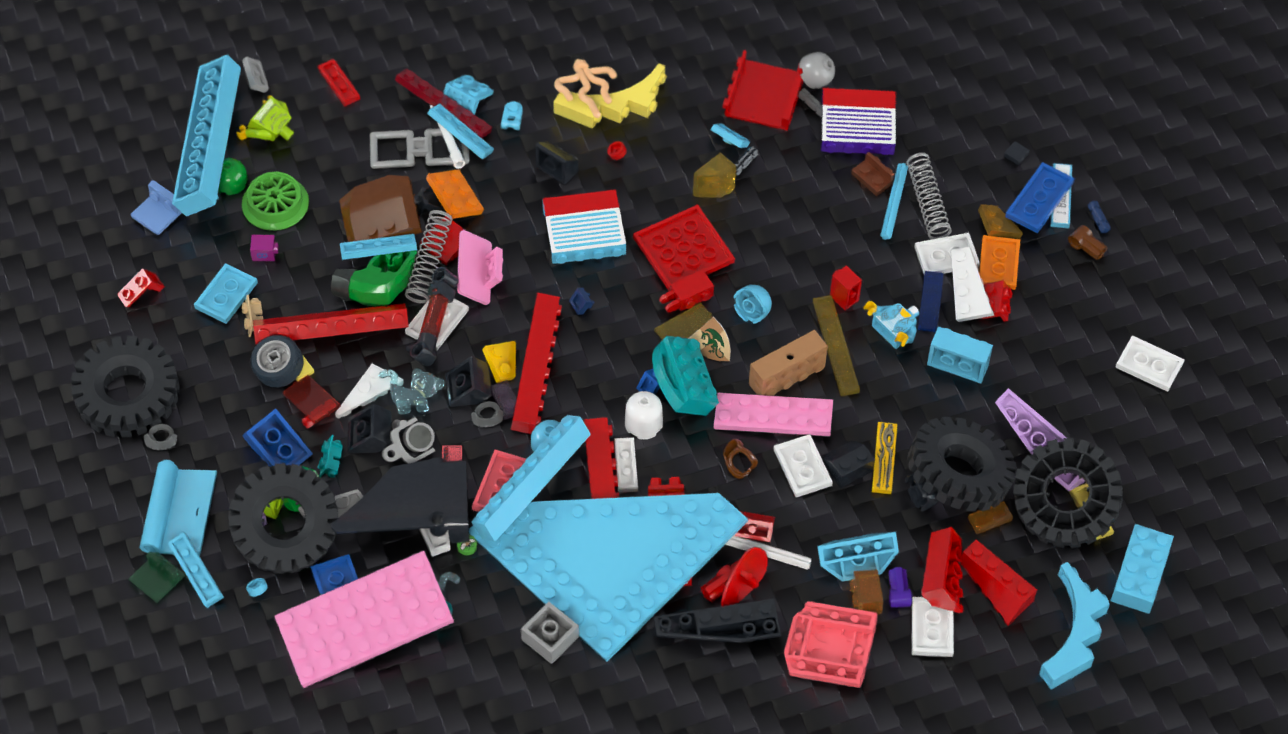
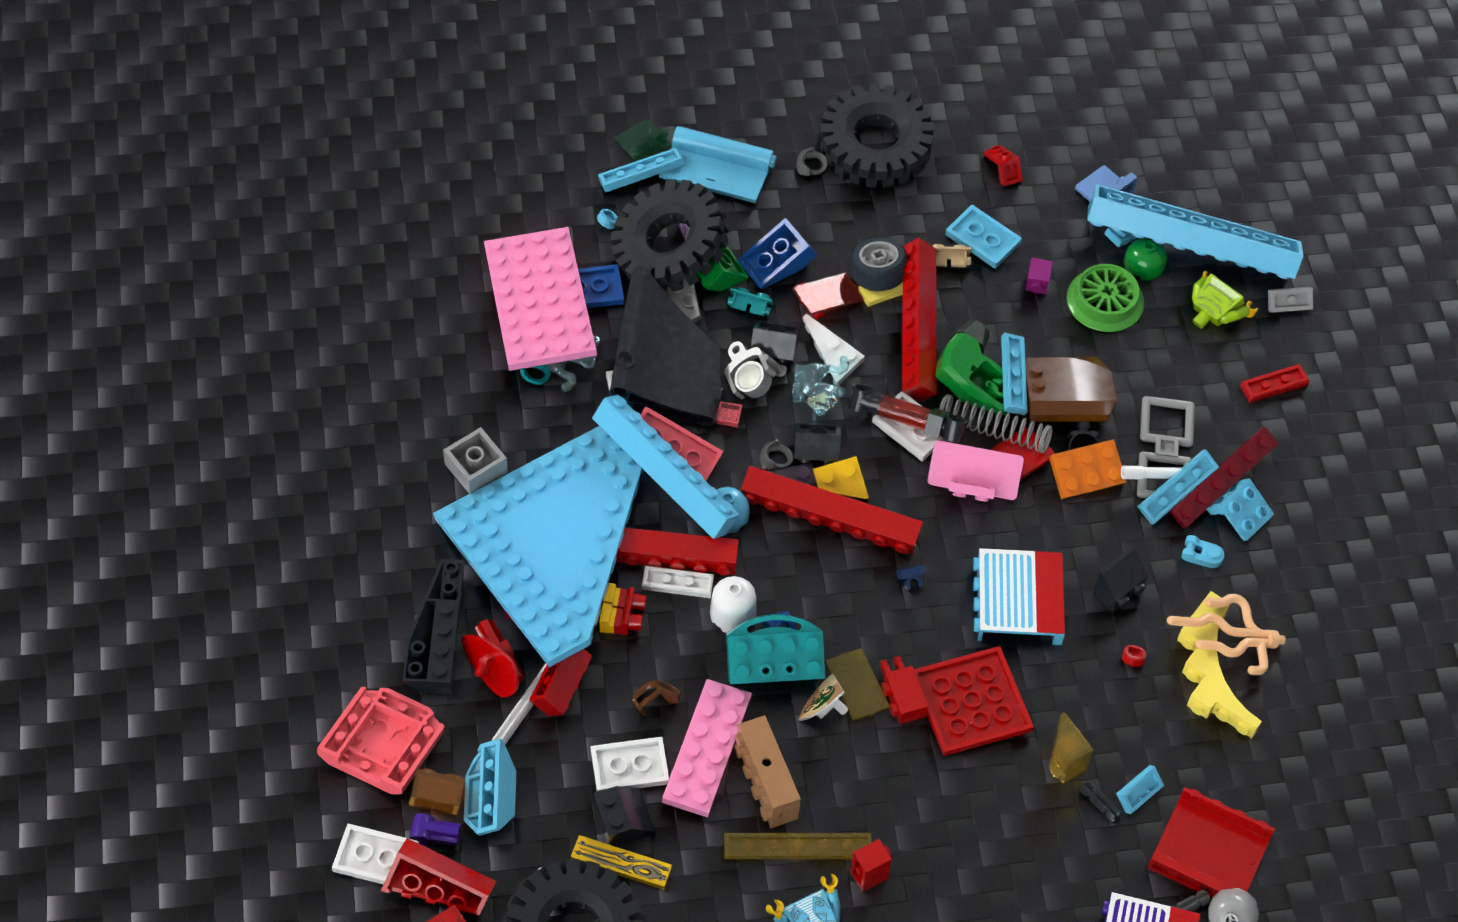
camera: 100 degrees right, 0 degrees up
(752, 303) = (872, 759): medium azure cylinder -> none

